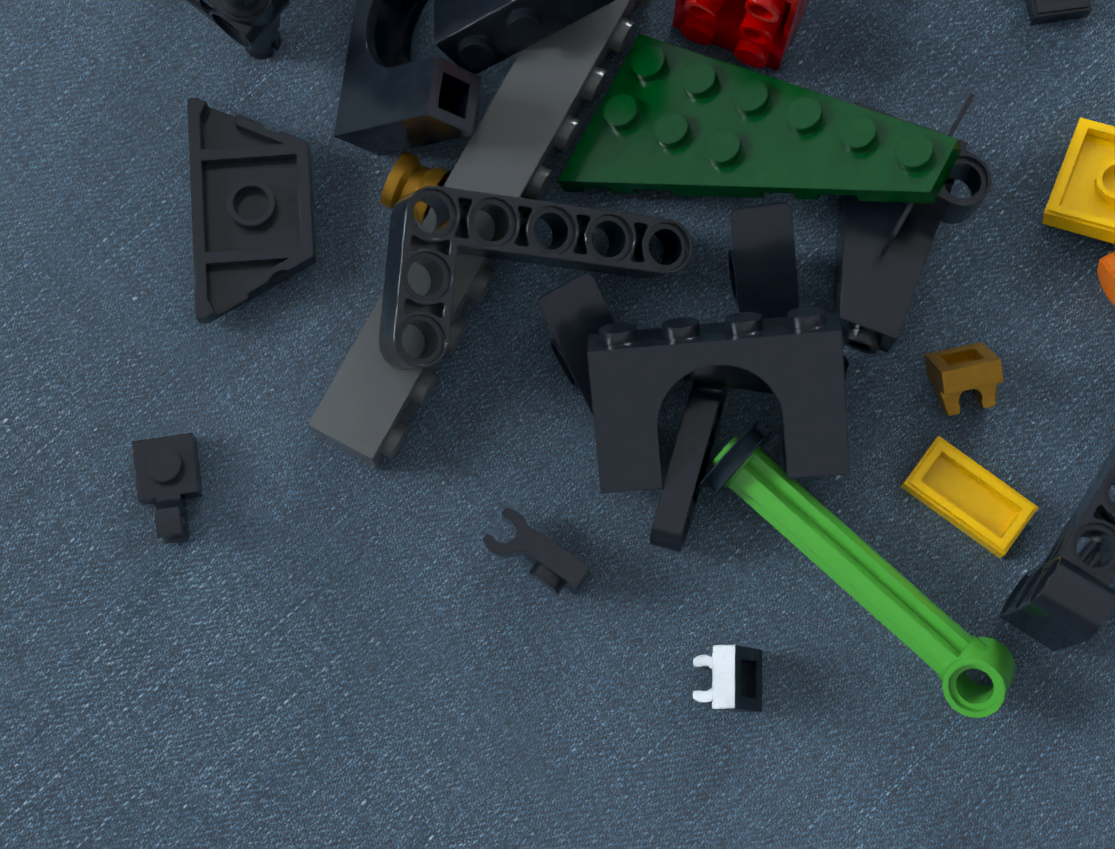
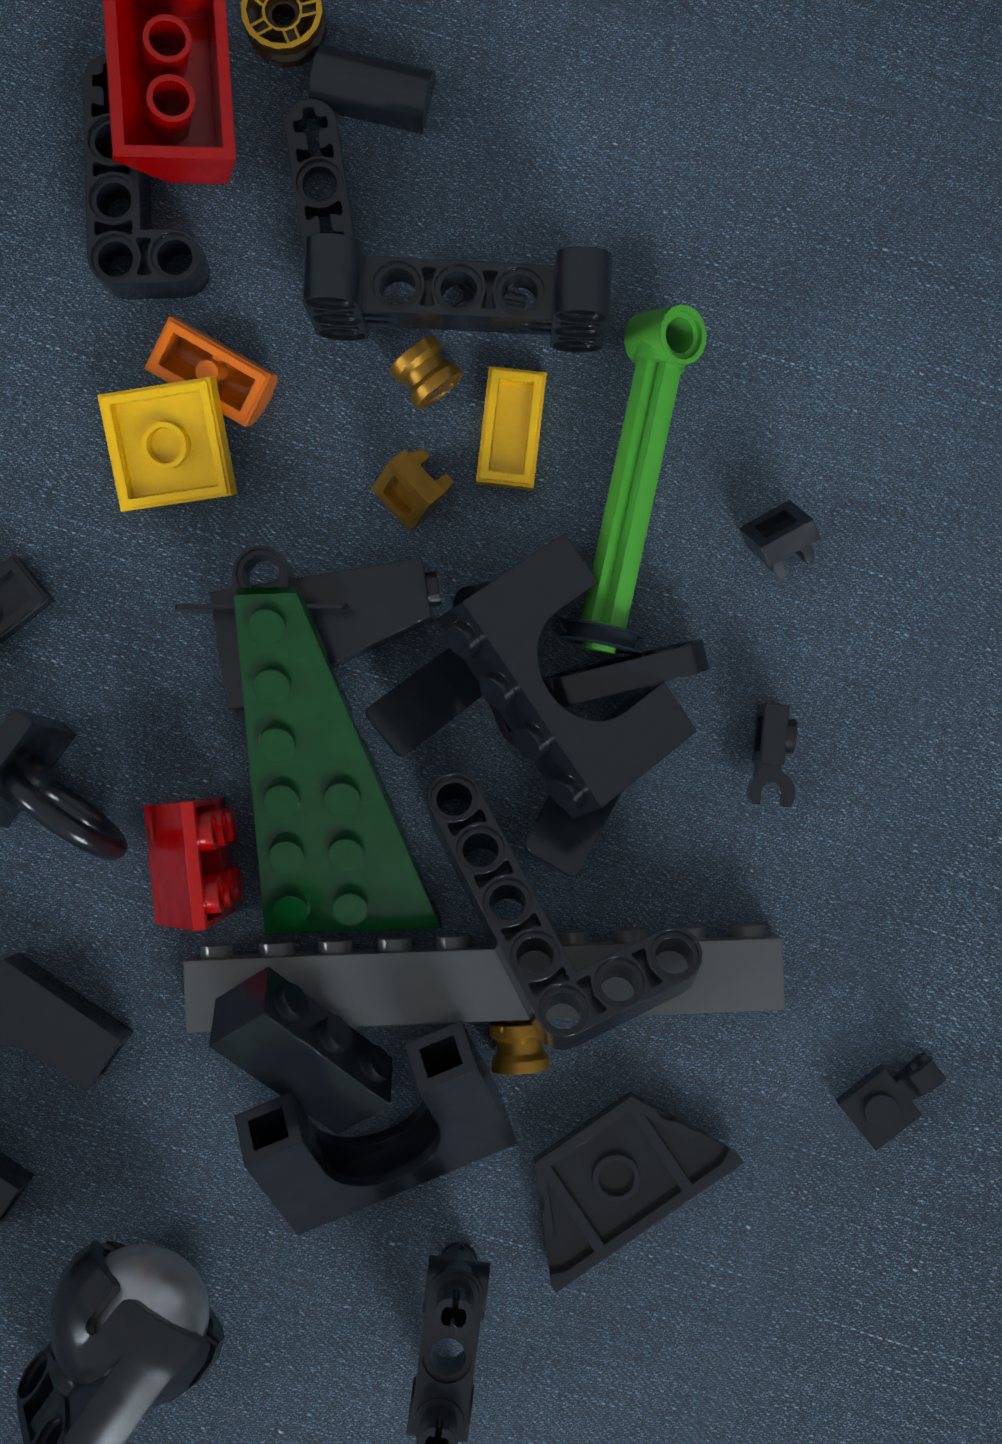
camera: 120 degrees left, 10 degrees up
(1063, 445) = (426, 372): none -> pearl gold wheel

